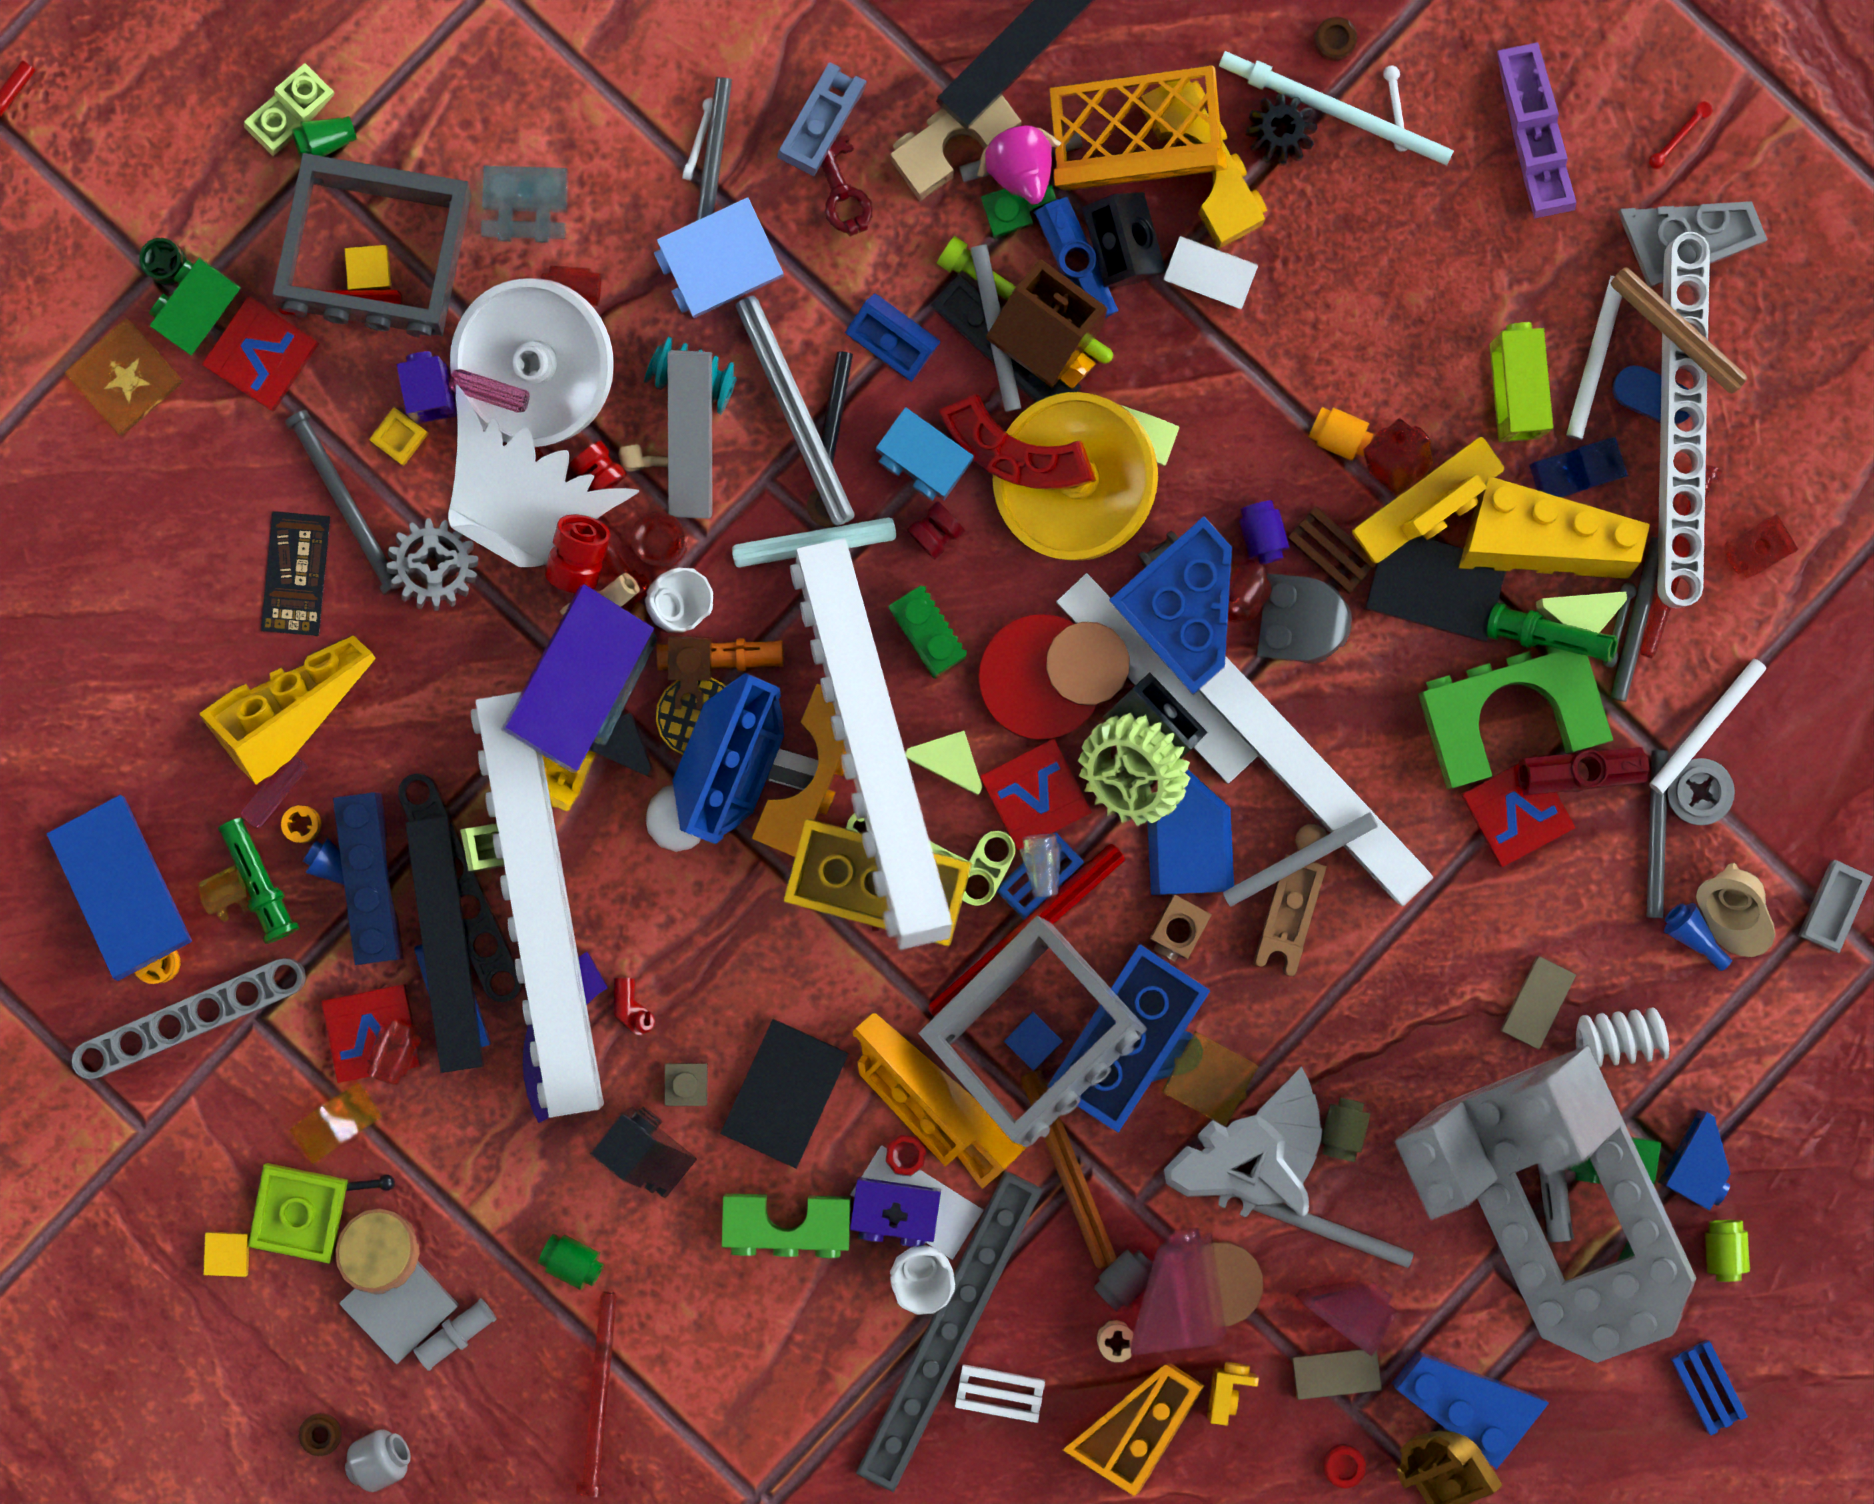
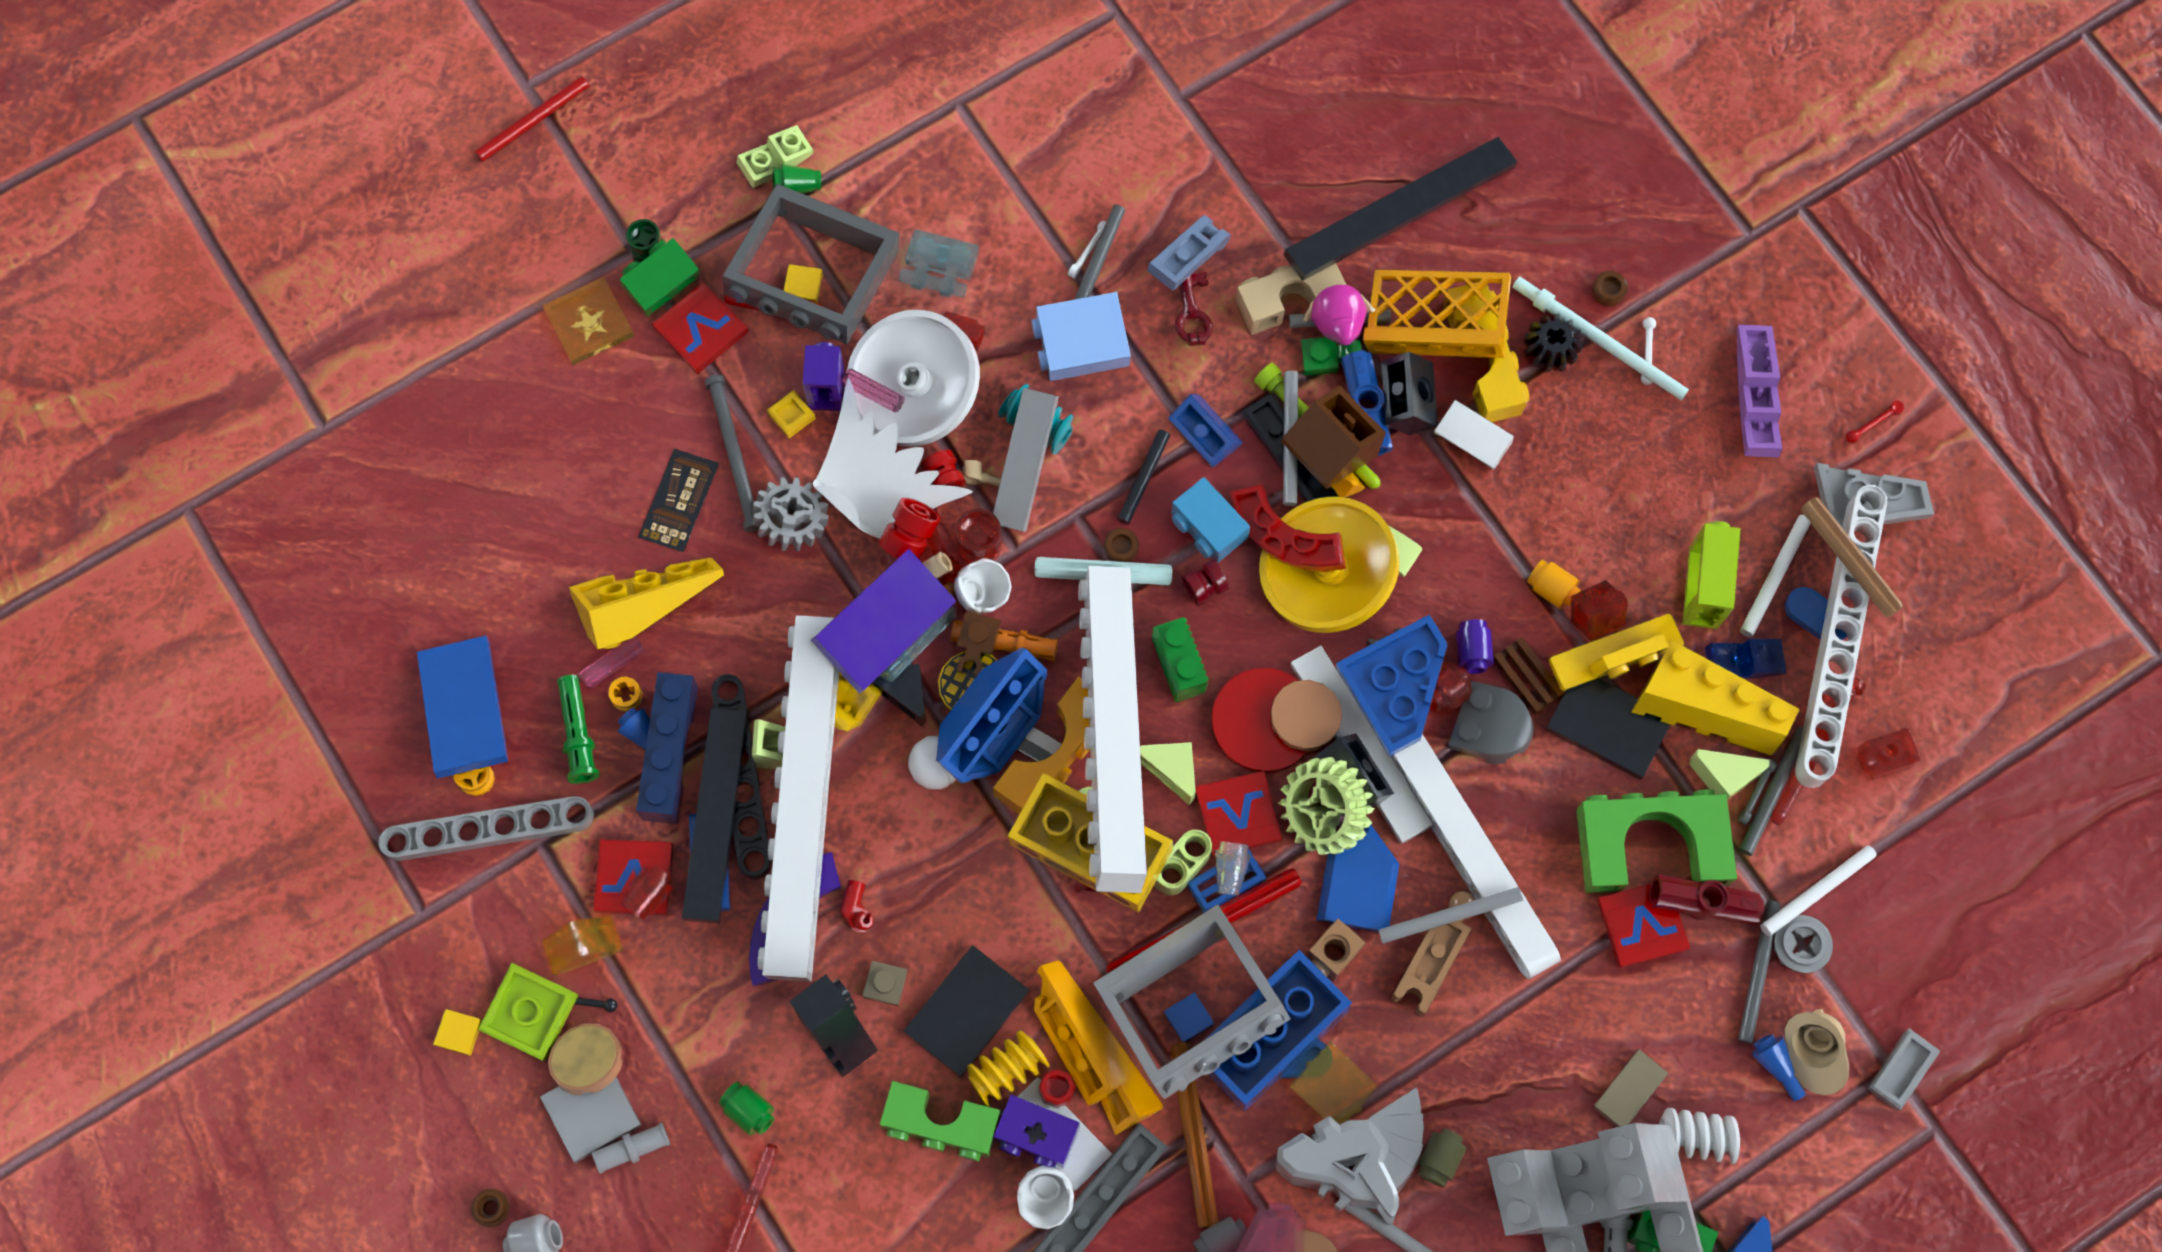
camera: 15 degrees right, 15 degrees down
(222, 891) = (544, 730): clear yellow tile -> none
(795, 410) = (1113, 465): light grey axle -> none
(844, 1148) = (1006, 1067): none -> yellow piece
(1534, 629) = (1685, 774): green pin -> none

